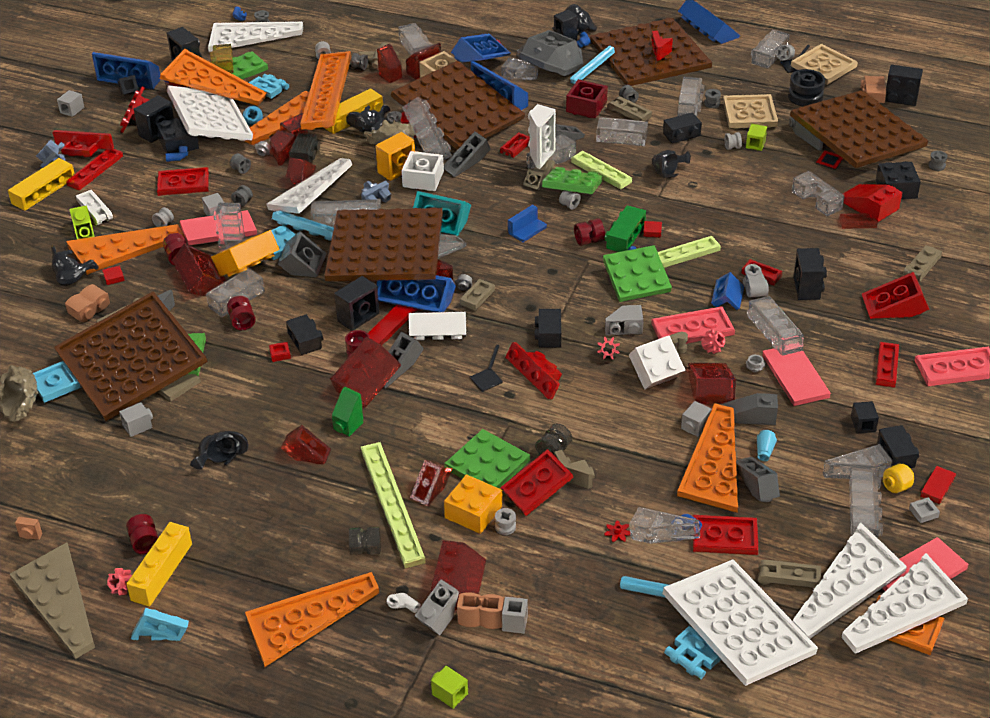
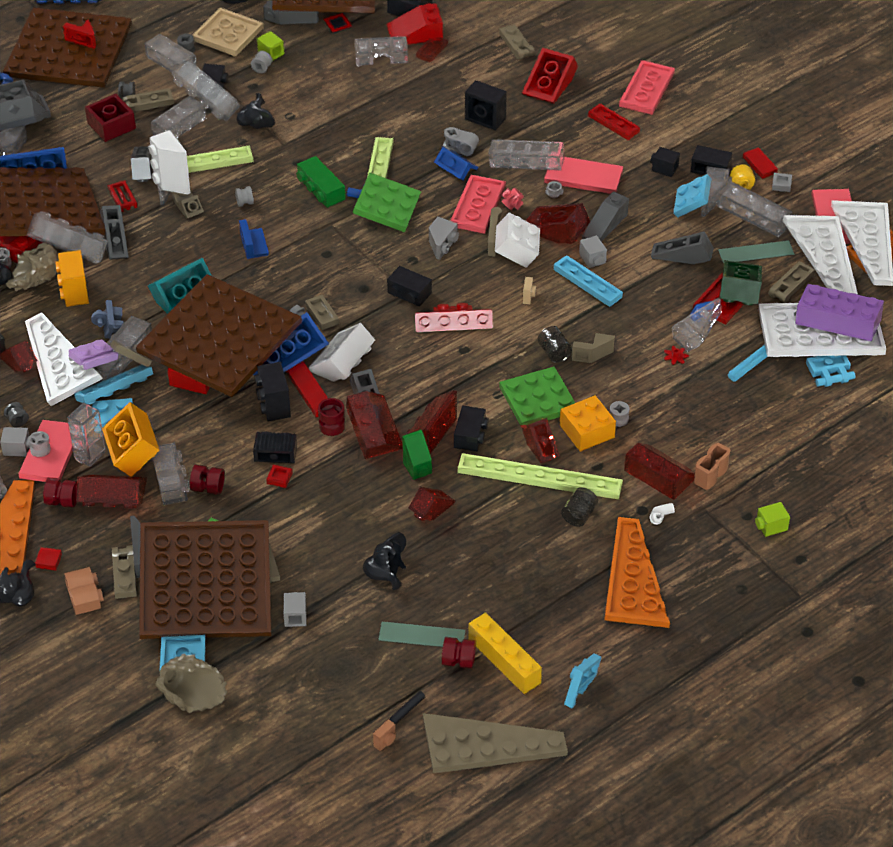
camera: 60 degrees left, 5 degrees up
(55, 529) = (406, 708): none -> black bar
(118, 581) = (513, 690): coral gear -> none
(158, 504) = (417, 634): none -> sand green sticker
(209, 215) = (39, 444): none -> light grey wheel
(302, 256) = (160, 407): dark grey slope -> none
(316, 196) = (93, 354): none -> lavender plate
(331, 206) = (130, 353): none -> dark tan tile
(393, 410) = (437, 419): none -> clear red slope
(410, 433) = (470, 428): none -> black brick
(422, 171) = (111, 270): white brick -> none
(438, 607) = (695, 487): light grey slope -> none
(487, 378) = (429, 355): black piece -> none
(514, 615) = (736, 444): light grey brick -> none
(536, 482) = (594, 373): red tile -> none
(572, 180) = (225, 181): bright green plate -> none
(588, 232) = (305, 204): dark red wheel -> none
(593, 64) = (56, 91): medium azure axle -> none
(608, 398) = (529, 290): none -> tan plate
(610, 343) = (467, 261): coral gear -> none
(652, 229) = (334, 165): red tile -> none
(657, 432) = (588, 281): none -> medium azure plate
(659, 123) = (205, 89): none -> clear brick
(712, 469) = (650, 266): orange wing -> none
(745, 531) = (741, 282): none -> dark green slope
(761, 620) = (839, 312): none -> medium lavender brick
(765, 444) = (651, 228): medium azure cone -> none
(770, 274) = (436, 134): red tile -> none
(810, 531) = (757, 251): none -> sand green sticker
(834, 450) = (692, 195): none -> medium azure plate

